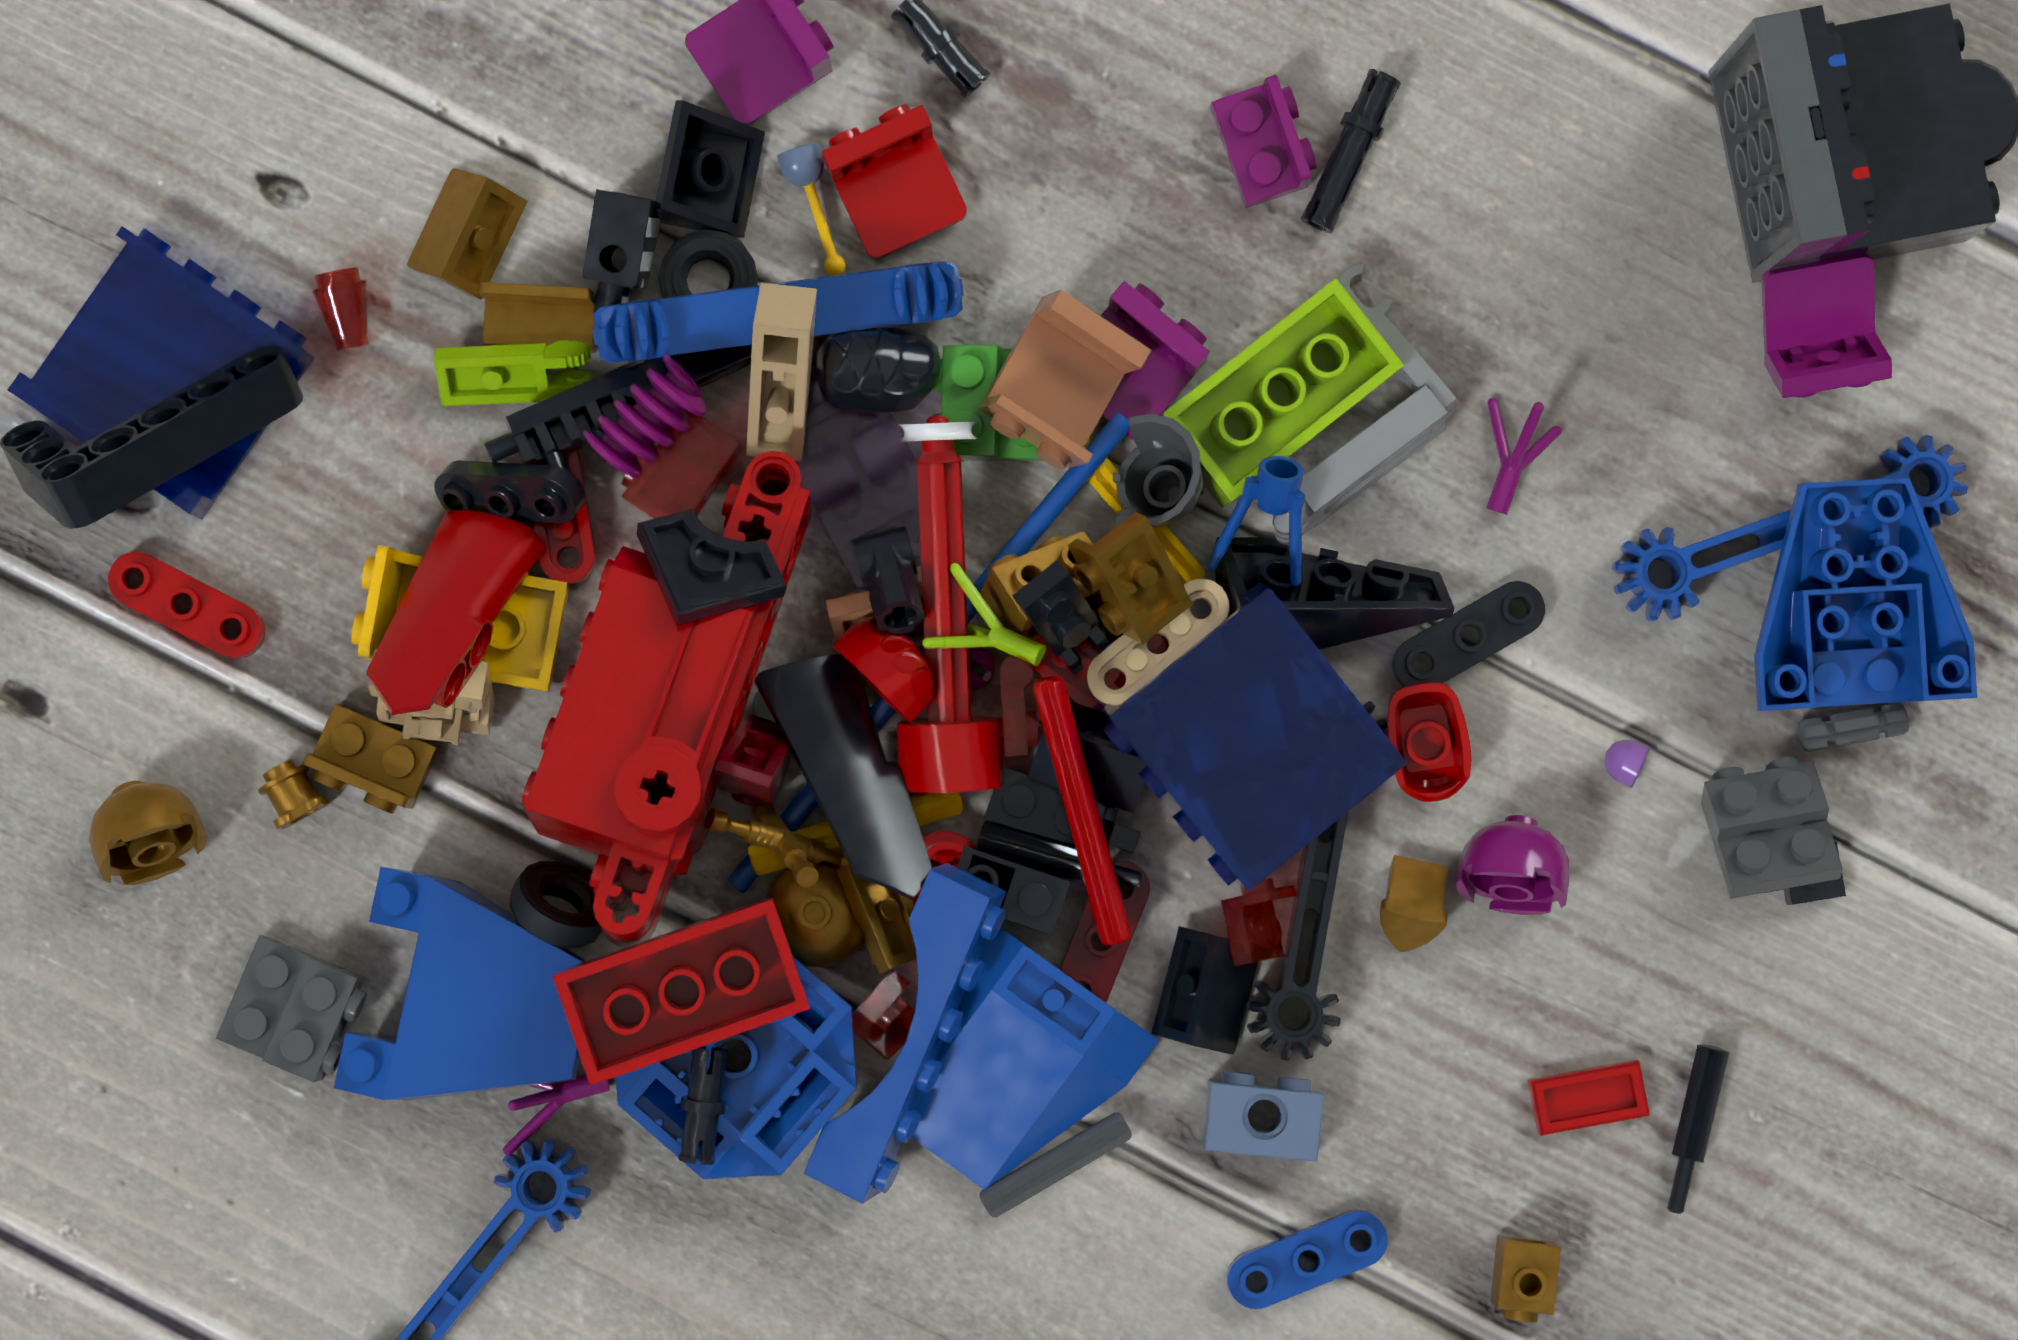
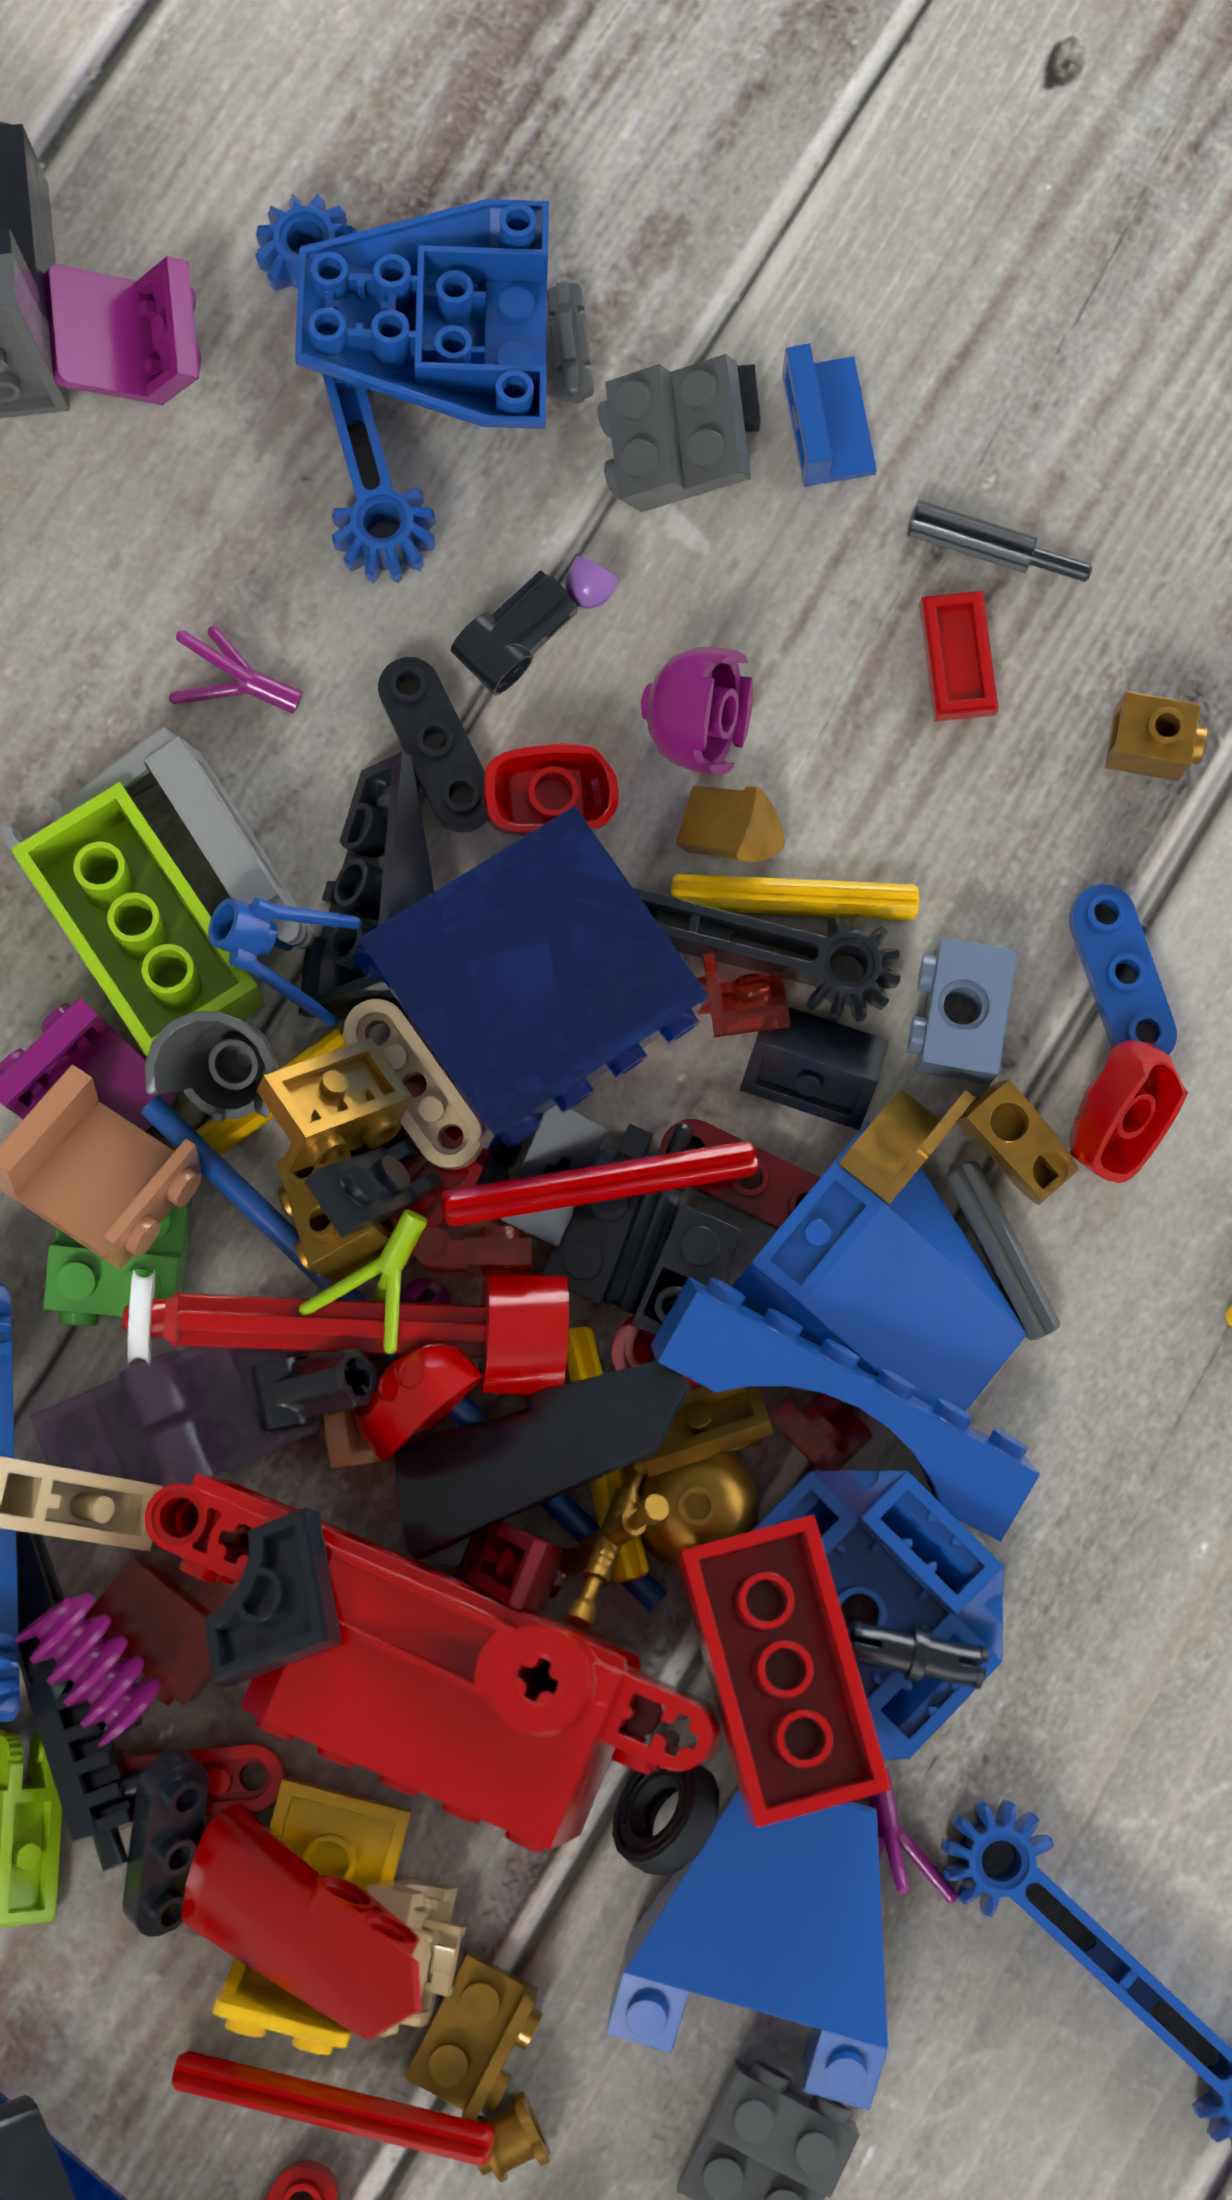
camera: 85 degrees left, 5 degrees down
(308, 648) = (334, 2108): none -> red axle
(878, 369) = (62, 1386): black piece -> none
(1139, 1068) = (899, 1143): none -> pearl gold panel
(1151, 1172) = (1018, 1141): none -> pearl gold leg
(1183, 1266) = (1126, 1111): none -> red piece
(1355, 964) = (799, 896): none -> yellow axle
(1563, 688) = (503, 644): none -> black piece
(1802, 966) = (827, 417): none -> blue panel

